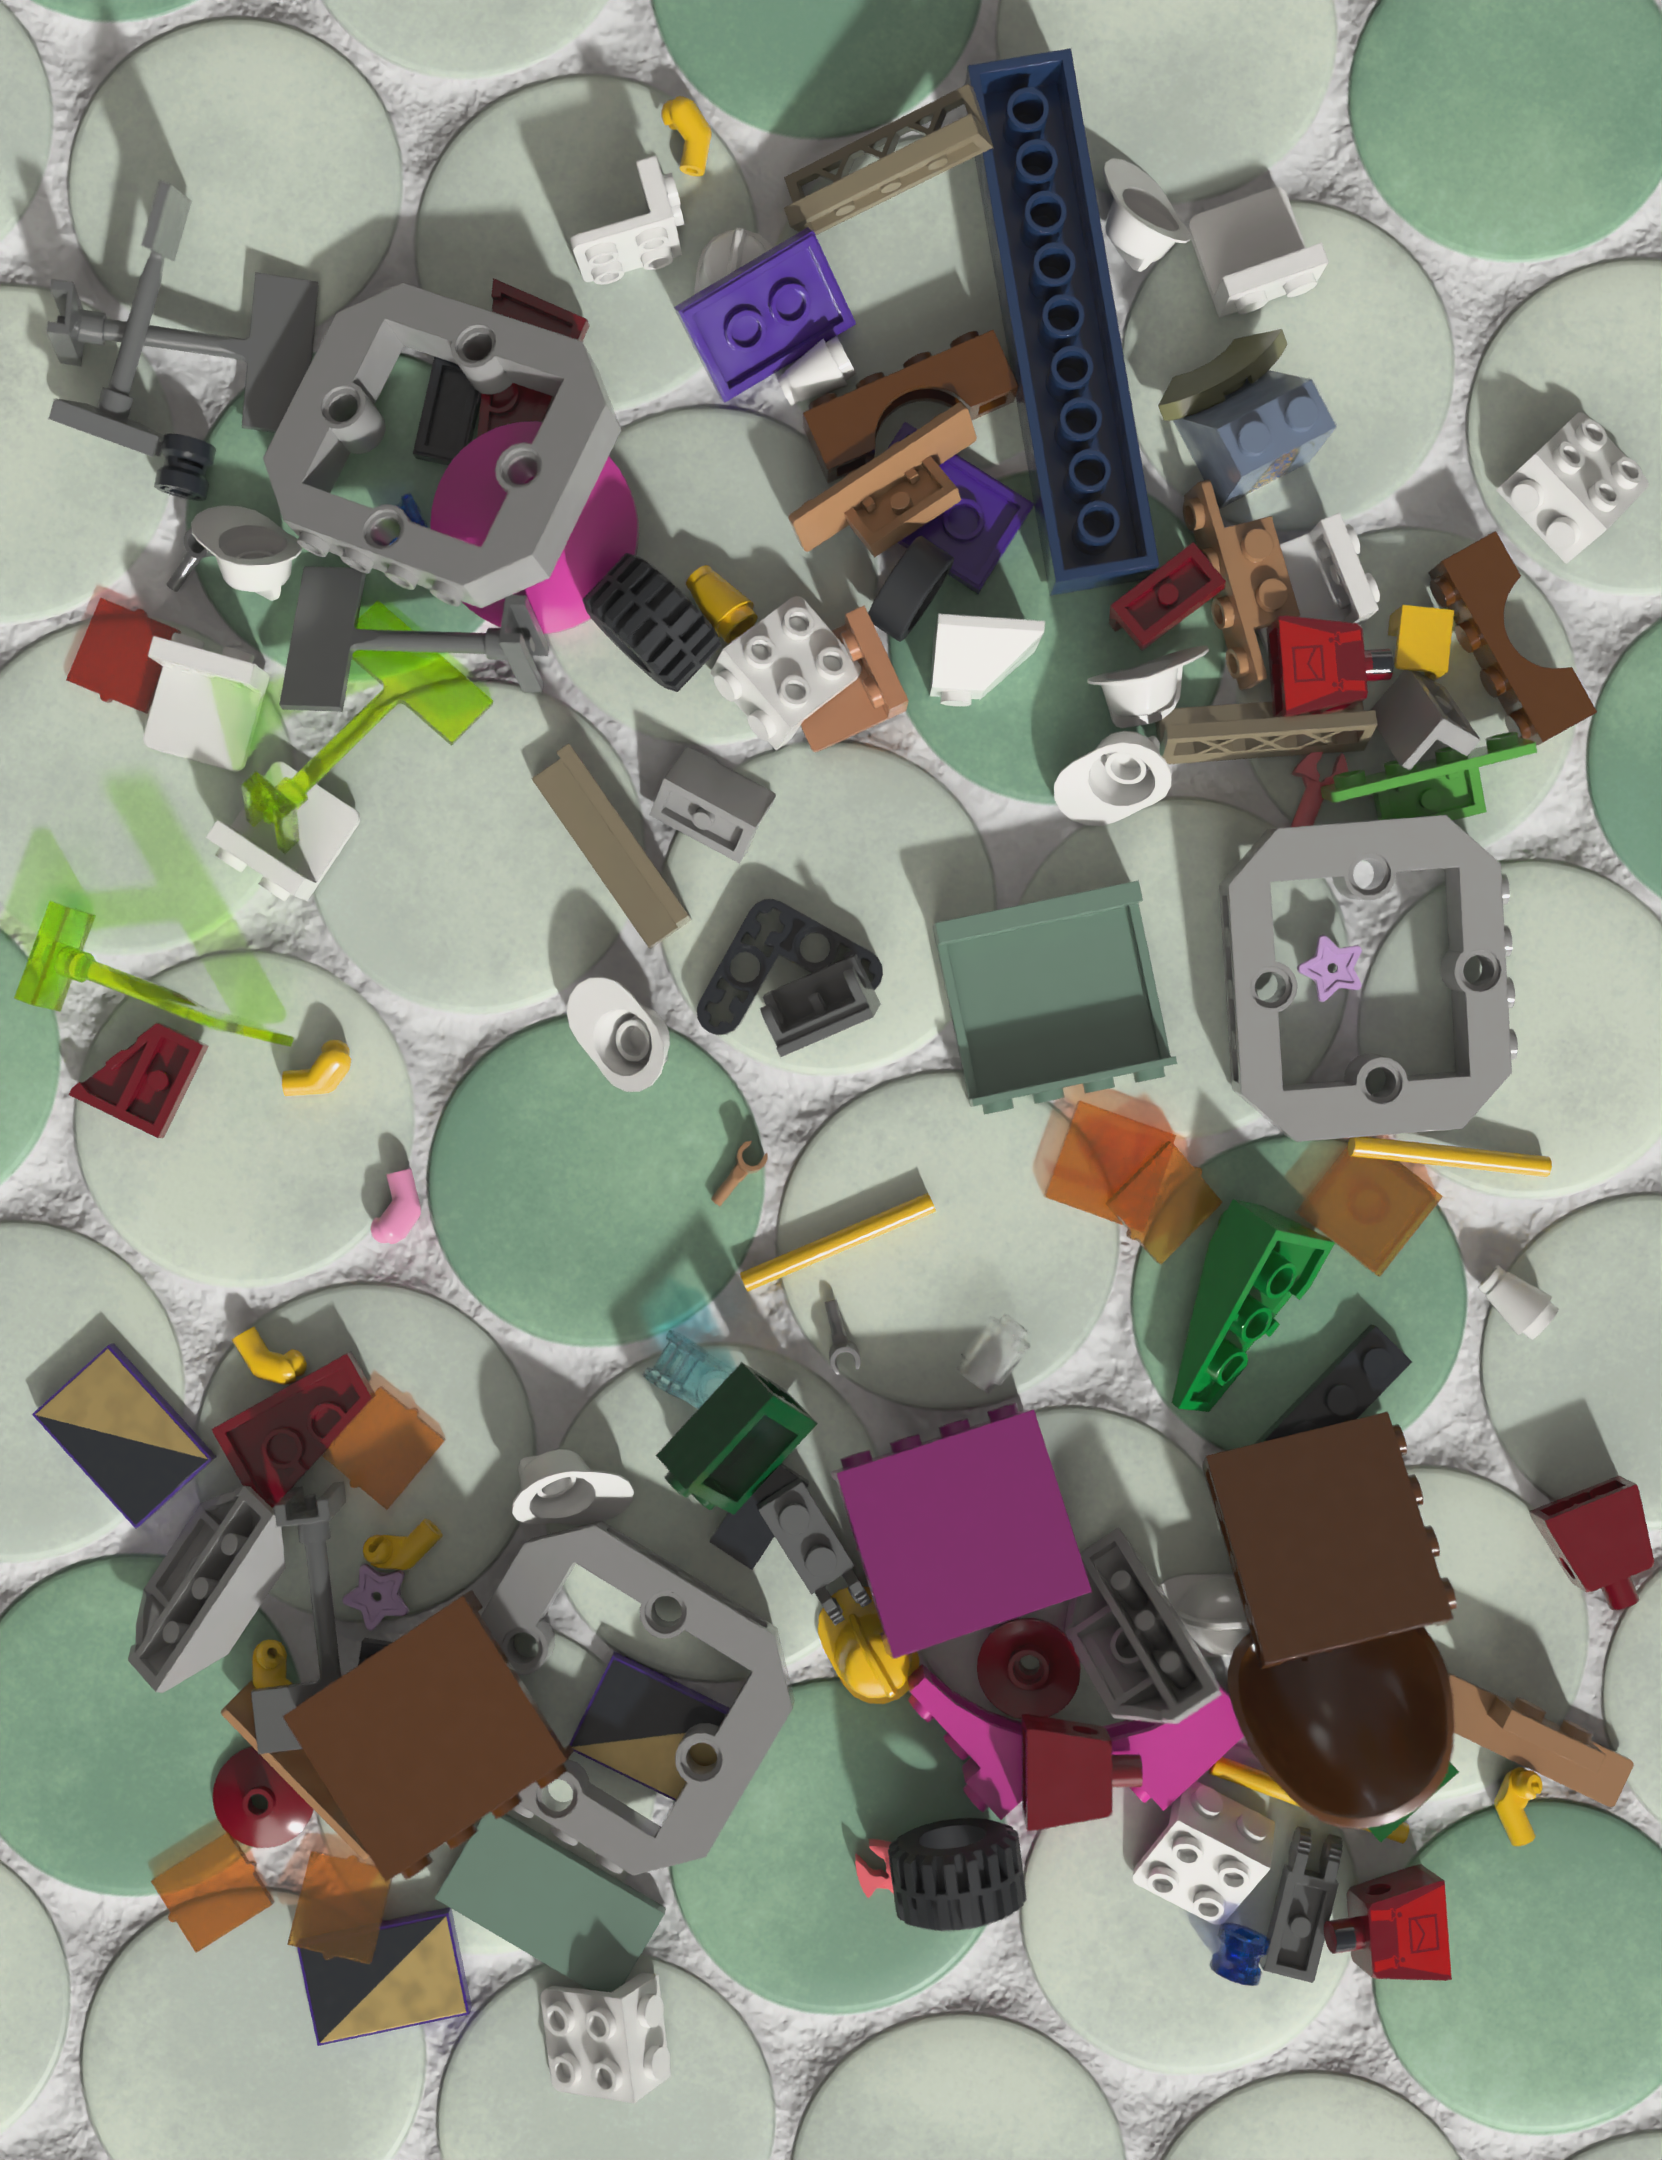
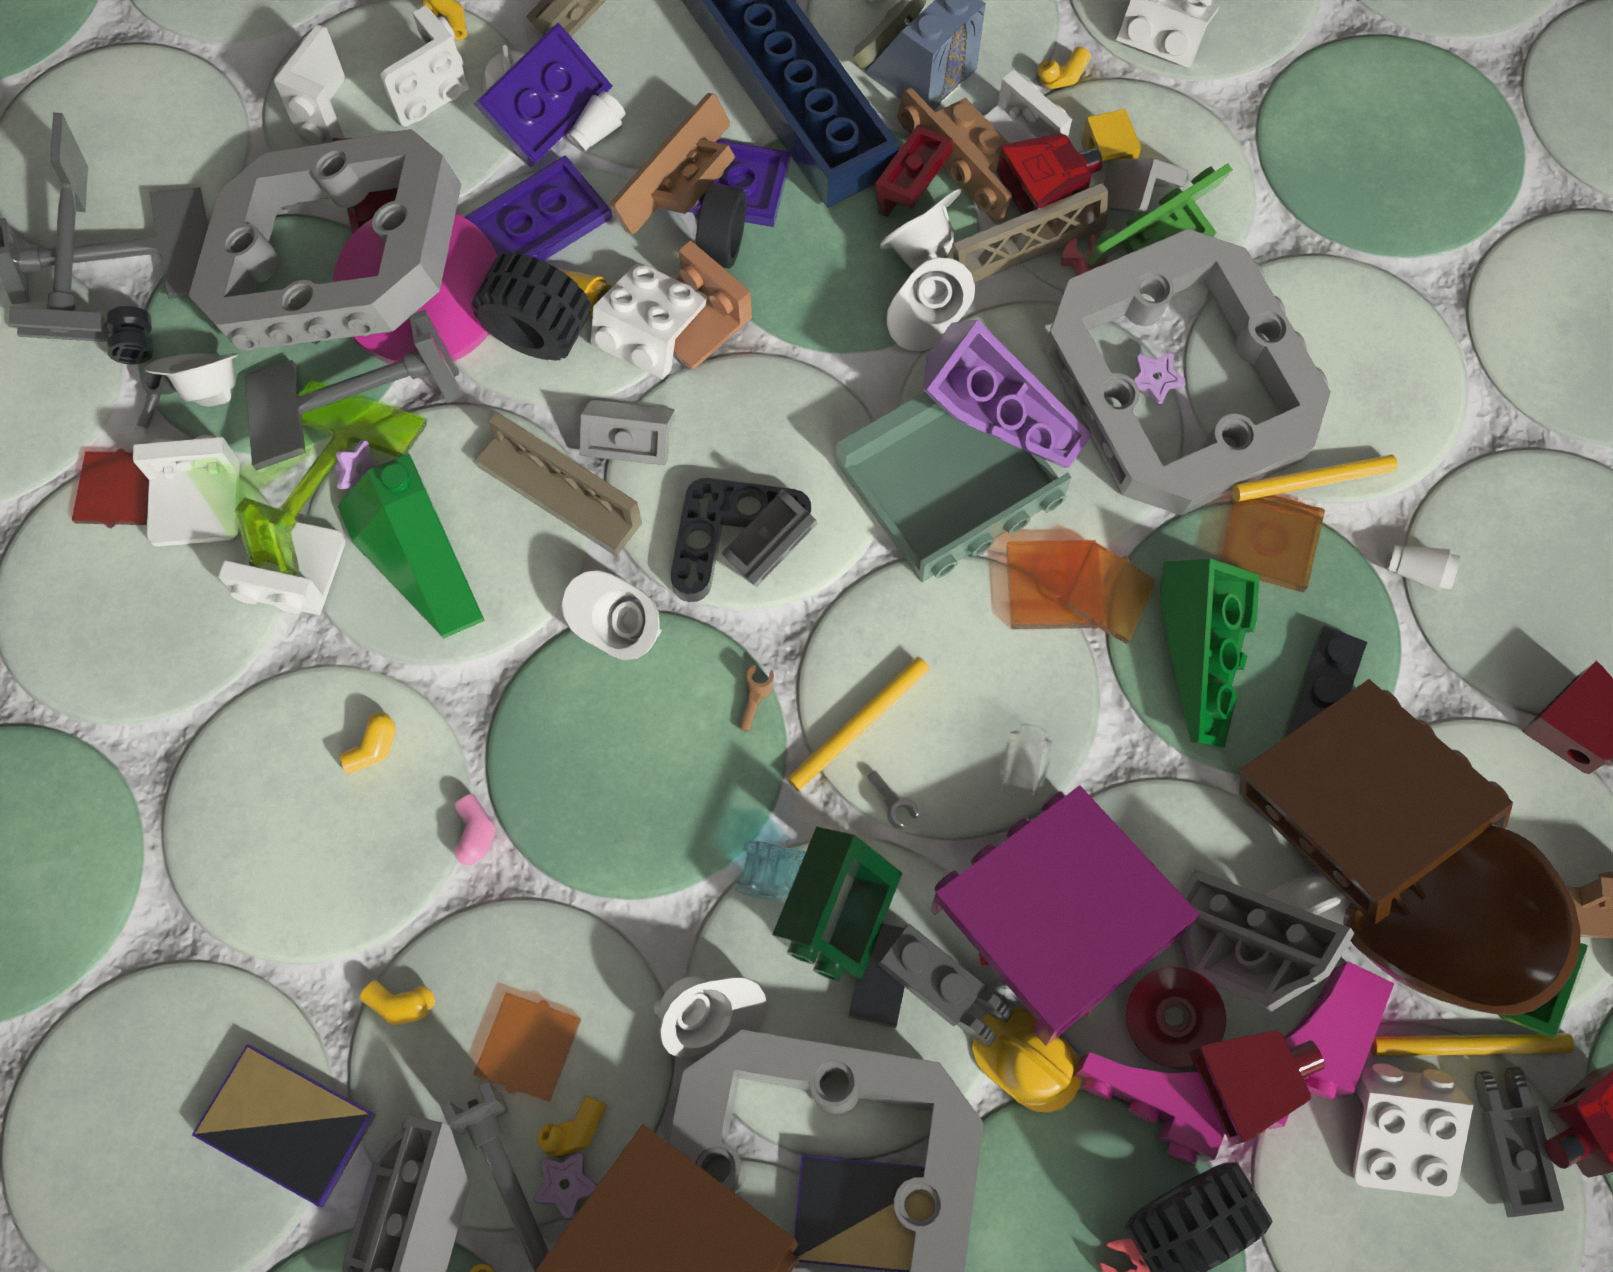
camera: 15 degrees left, 20 degrees down
(60, 958) = (120, 722): clear neon green piece -> none
(145, 1080) = (220, 803): dark red wing -> none
(293, 1428) = (439, 1051): dark red wing -> none
(391, 730) = (348, 461): none -> lavender plate
(426, 845) = (404, 538): none -> green wedge
(447, 414) = (326, 234): black tile -> none
(480, 197) = (309, 84): none -> white bracket
(706, 478) = (542, 212): none -> dark purple tile
(847, 426) = (635, 138): reddish brown arch -> none
(977, 654) = (791, 248): white slope -> none
(1125, 935) = (994, 392): none -> medium lavender wedge
(1239, 1954) = (1485, 1210): clear blue wheel -> none
(1412, 517) = (1056, 76): none -> yellow arm
(1535, 698) = (1192, 144): reddish brown arch -> none

